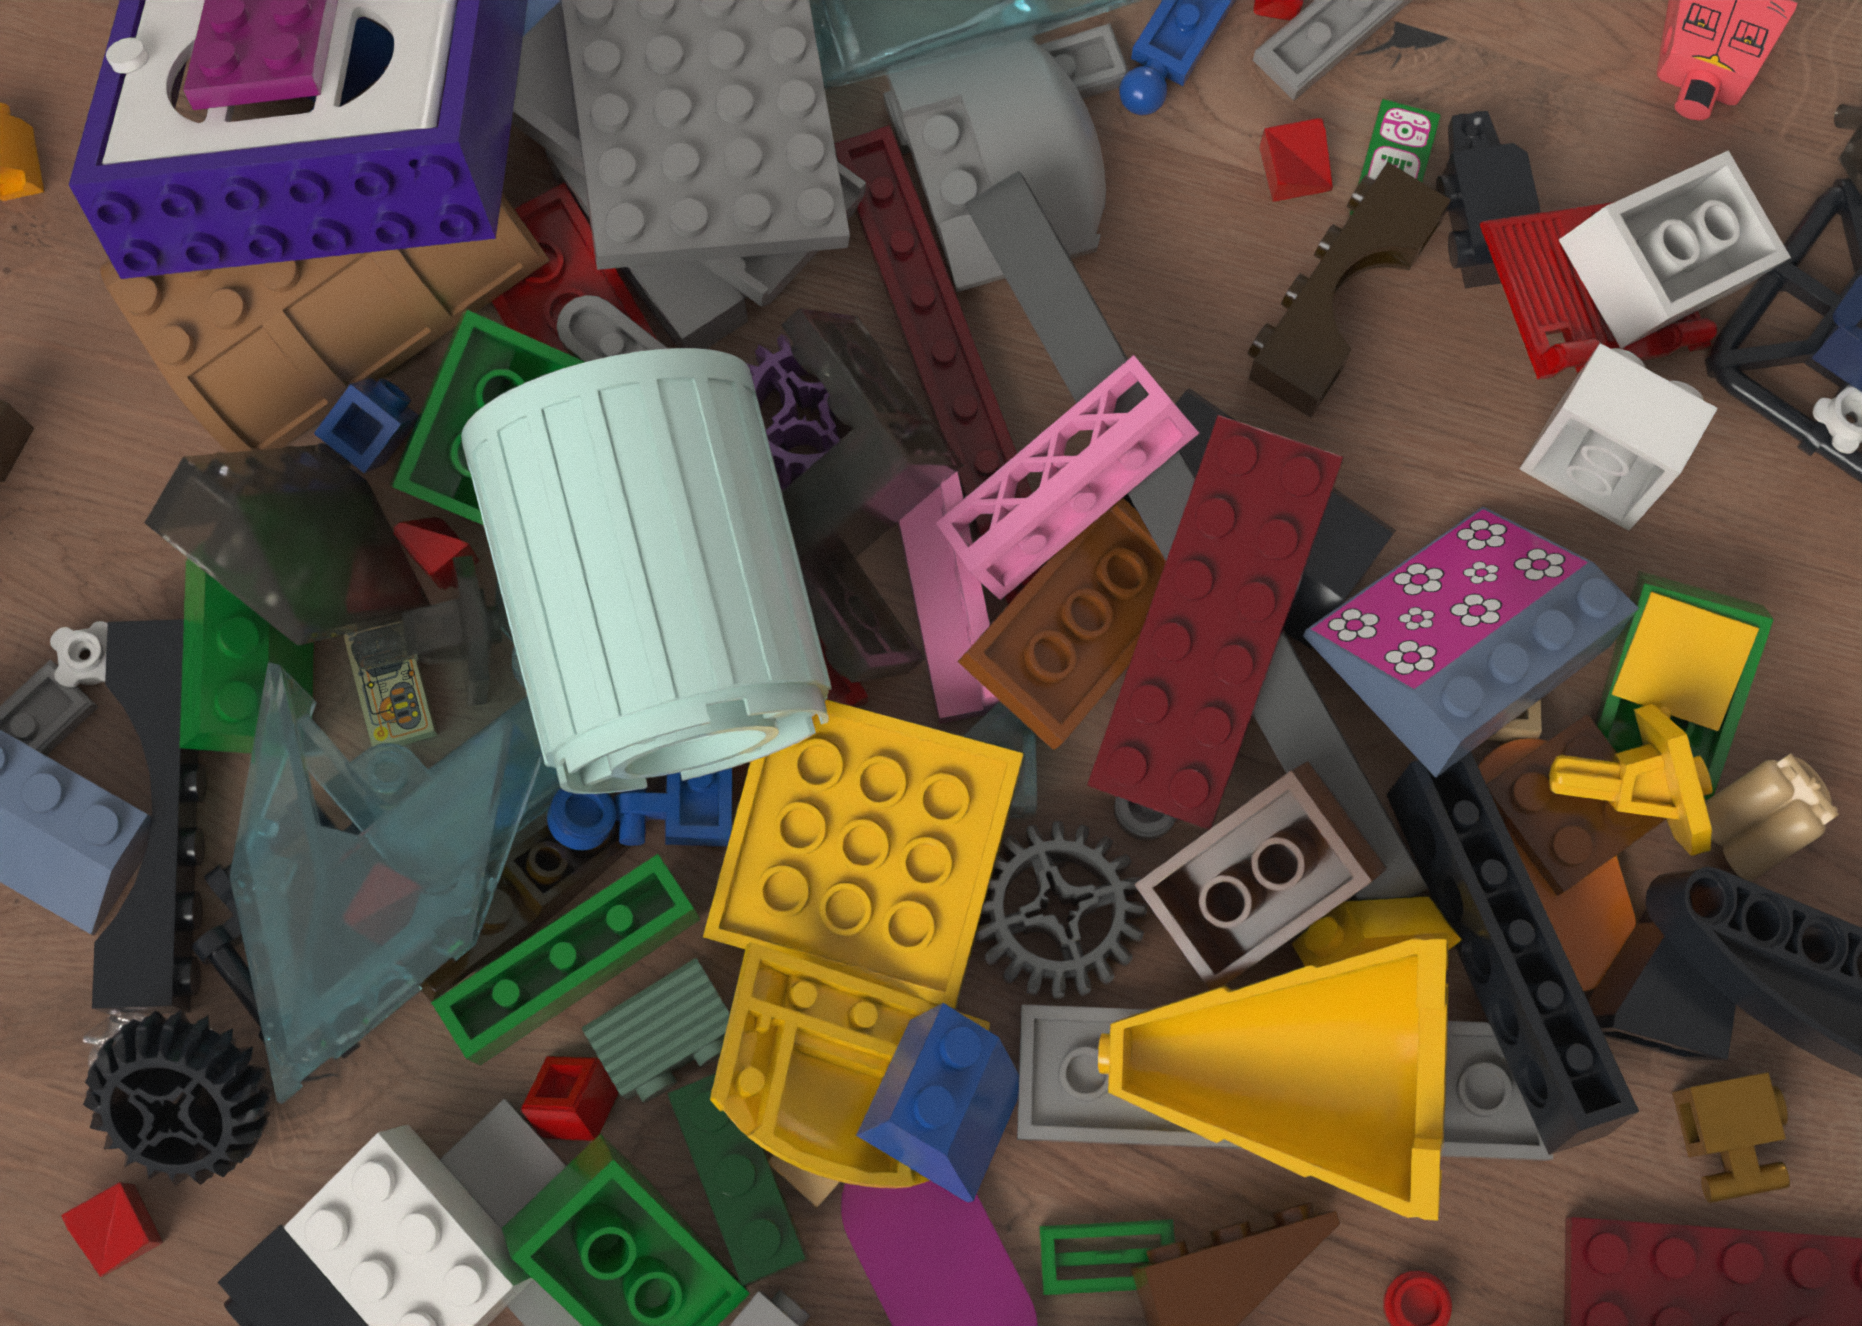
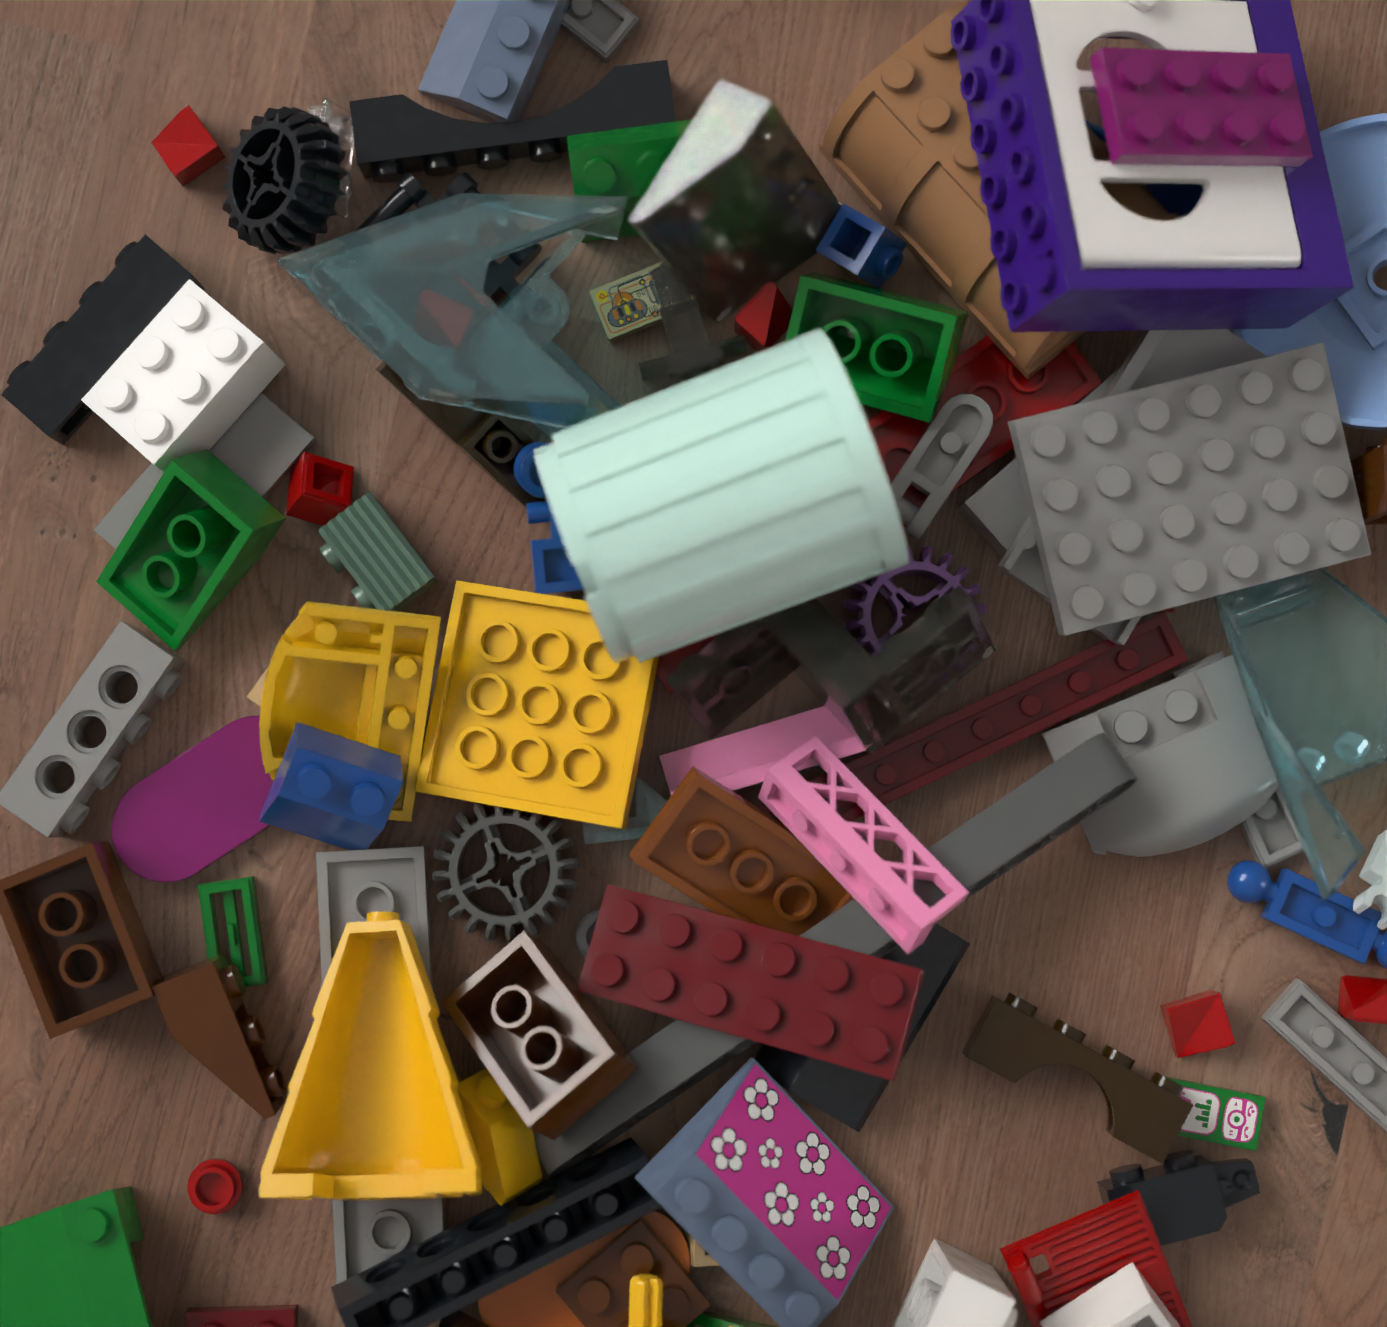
camera: 80 degrees right, 10 degrees up
(69, 645) = (653, 32): white plate -> none
(565, 961) = (423, 473): green brick -> none
(738, 1186) = (247, 638): dark green arch -> none

